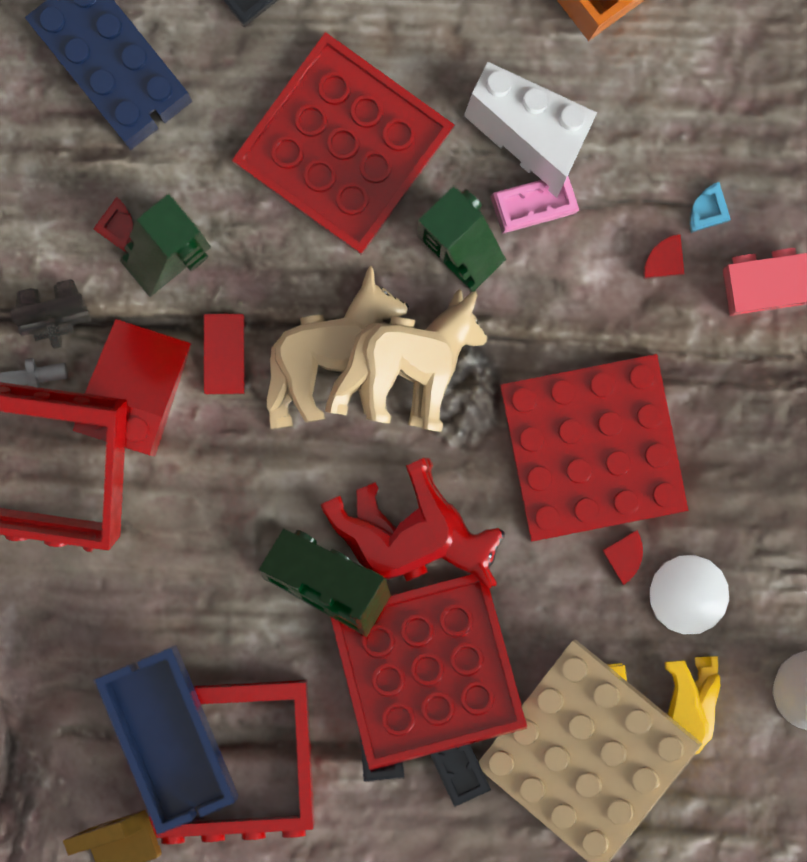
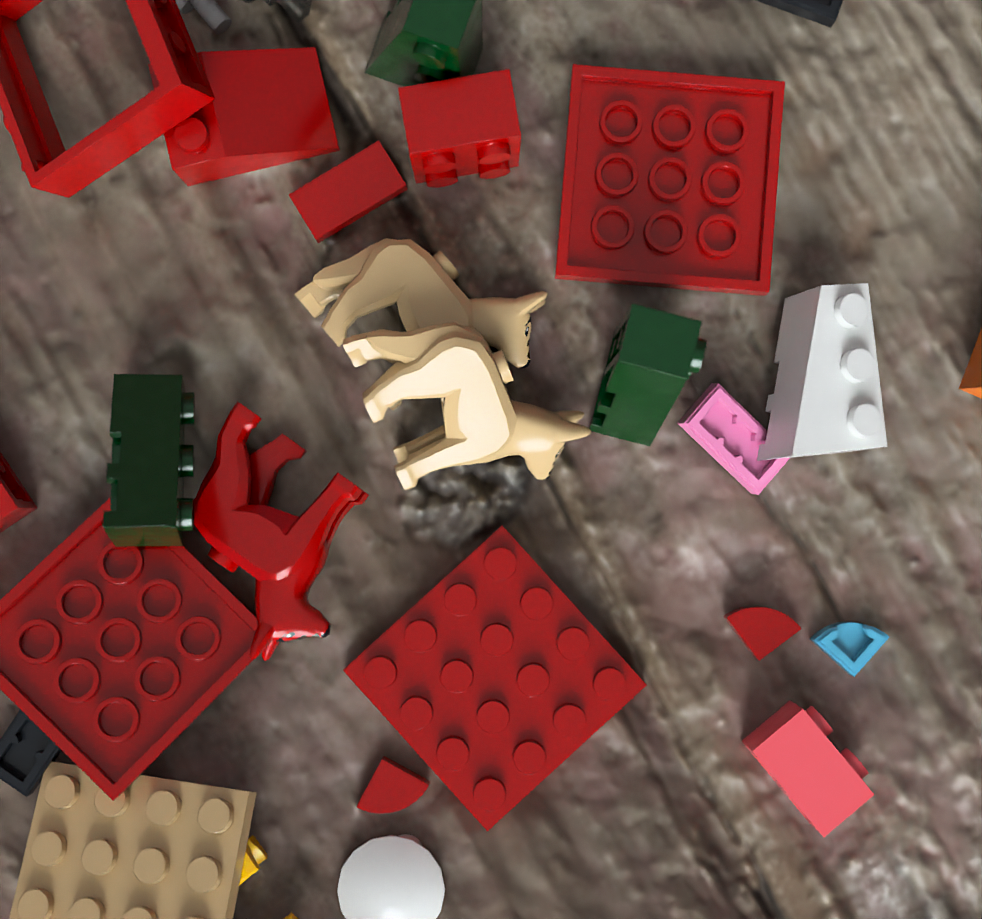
camera: 60 degrees right, 0 degrees up
(234, 257) = (461, 127): none -> red brick

